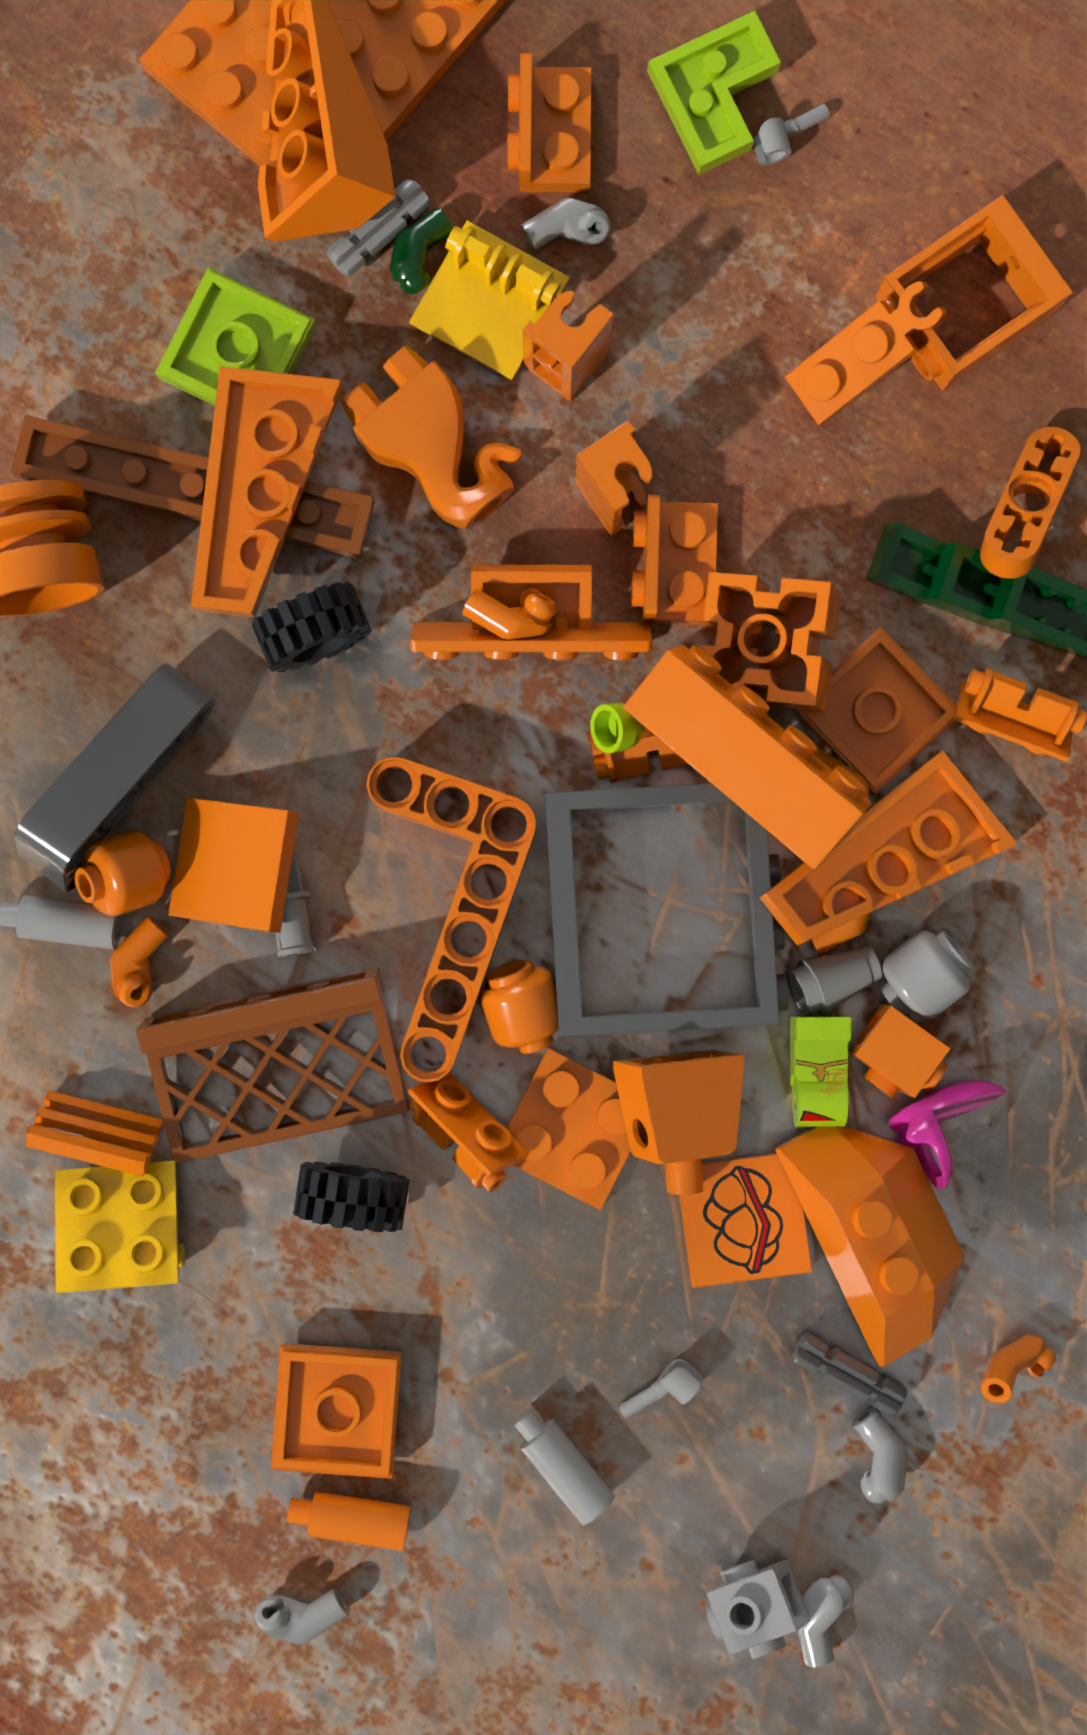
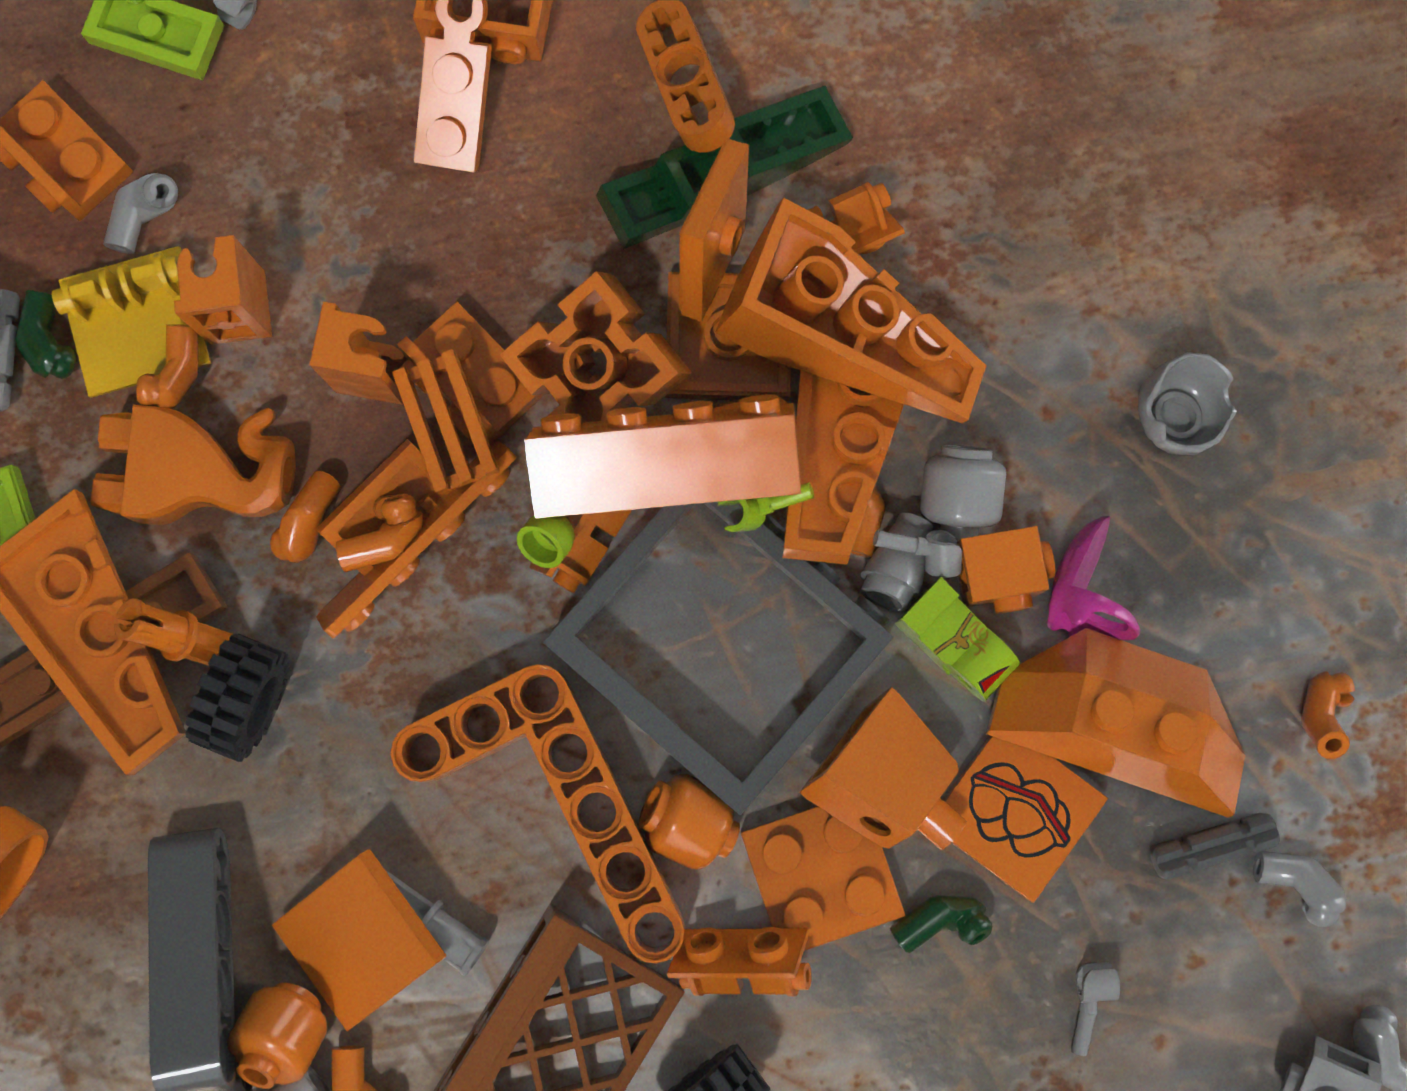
camera: 50 degrees left, 5 degrees down
(310, 543) = (174, 634): none -> orange axle
(456, 555) = (297, 532): none -> orange arm
(484, 367) = (178, 373): none -> orange arm
(626, 1234) = (943, 914): none -> dark green arm
(649, 534) = (427, 371): none -> orange tile
(774, 849) = (757, 508): none -> lime hand
(869, 997) = (940, 549): none -> light grey hand
(939, 630) = (713, 229): none -> orange plate
(959, 766) = (832, 315): none -> orange wedge

